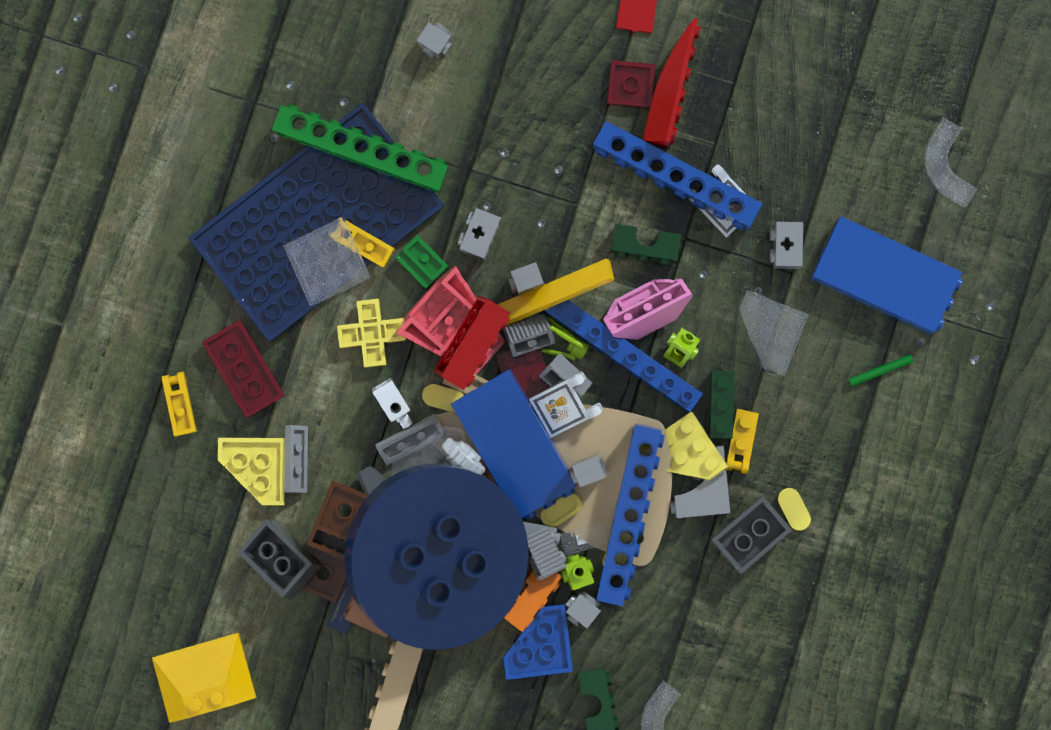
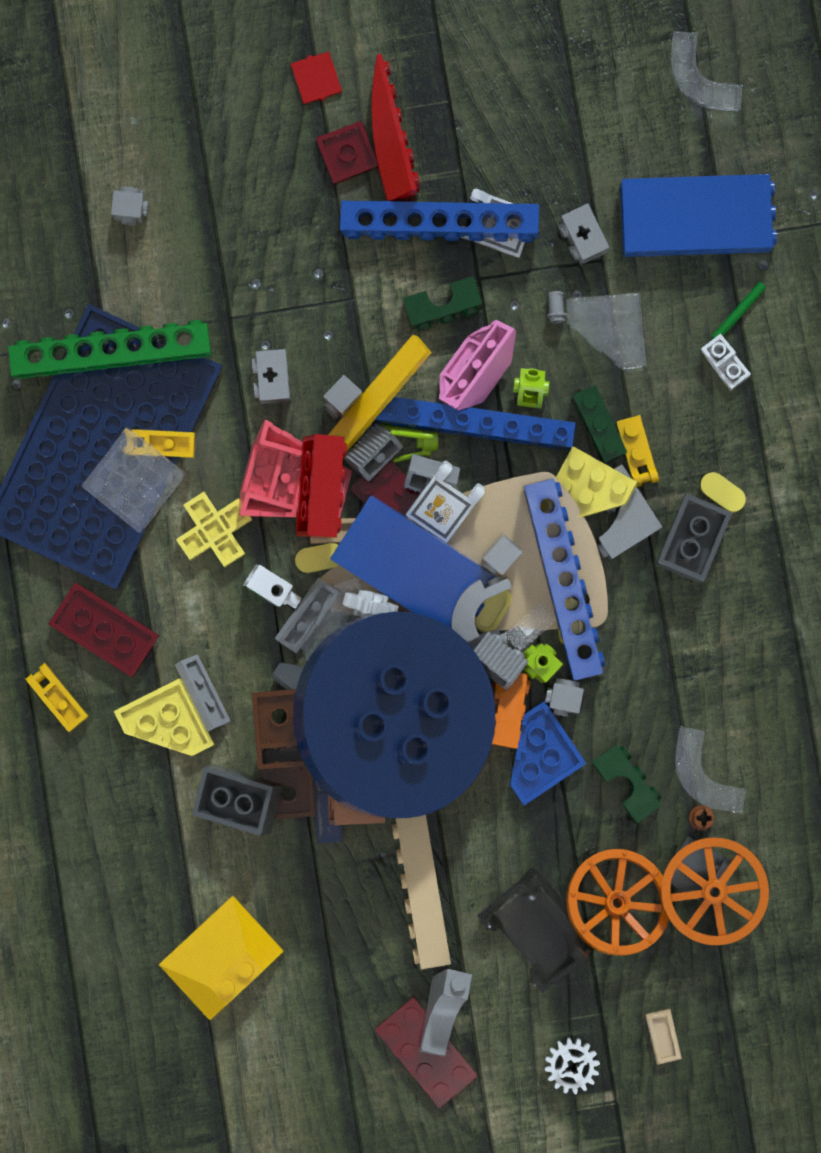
camera: 30 degrees left, 0 degrees up
(421, 261) = (228, 433): green plate -> none
(543, 495) = (469, 601): none -> light grey arch
(735, 293) = (556, 307): none -> light grey pin
(849, 405) = (725, 362): none -> white slope

